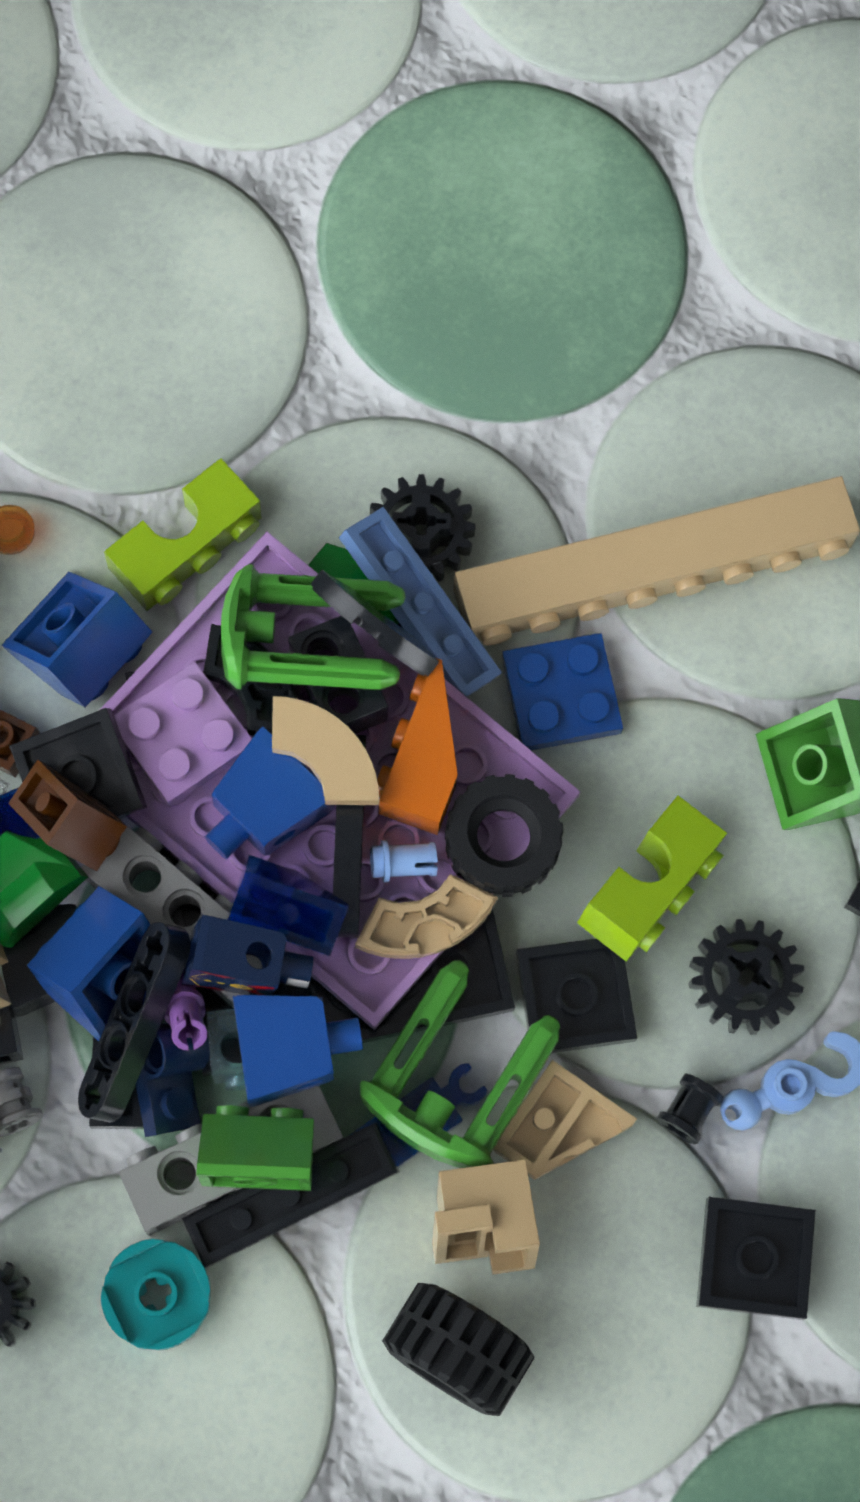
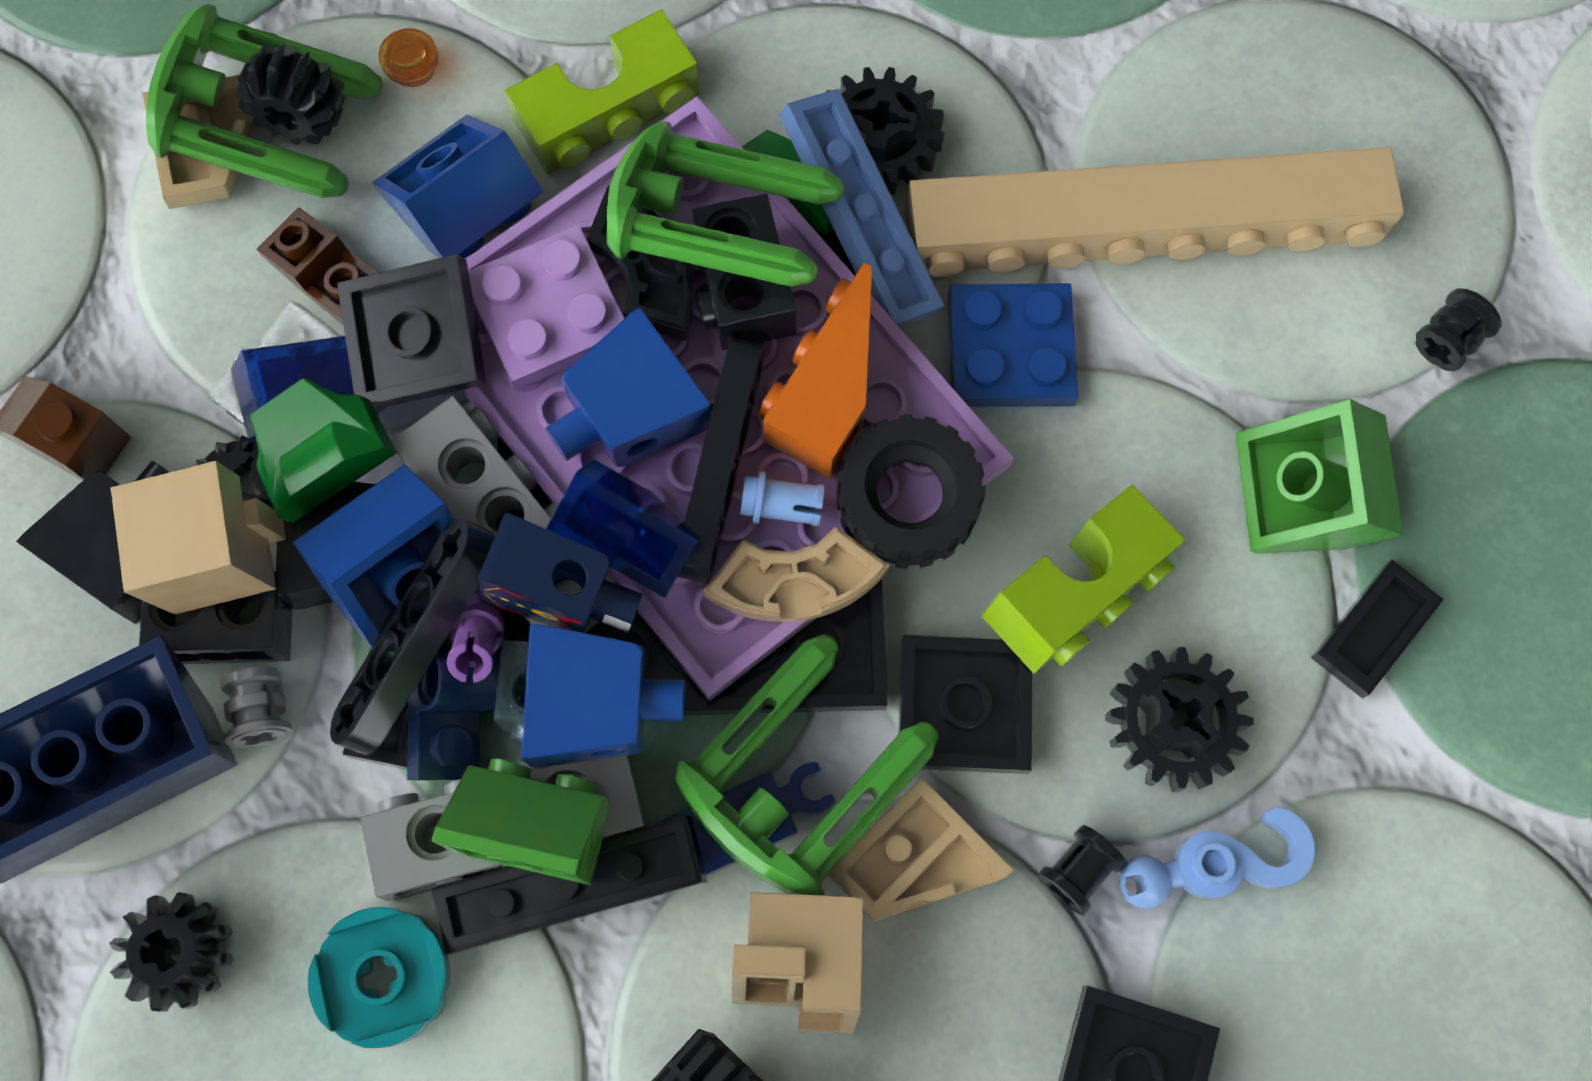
camera: 15 degrees right, 0 degrees up
(67, 816) = (383, 376): reddish brown slope -> none
(326, 748) = (710, 344): tan tile -> none
(386, 632) = (798, 208): black tile -> none

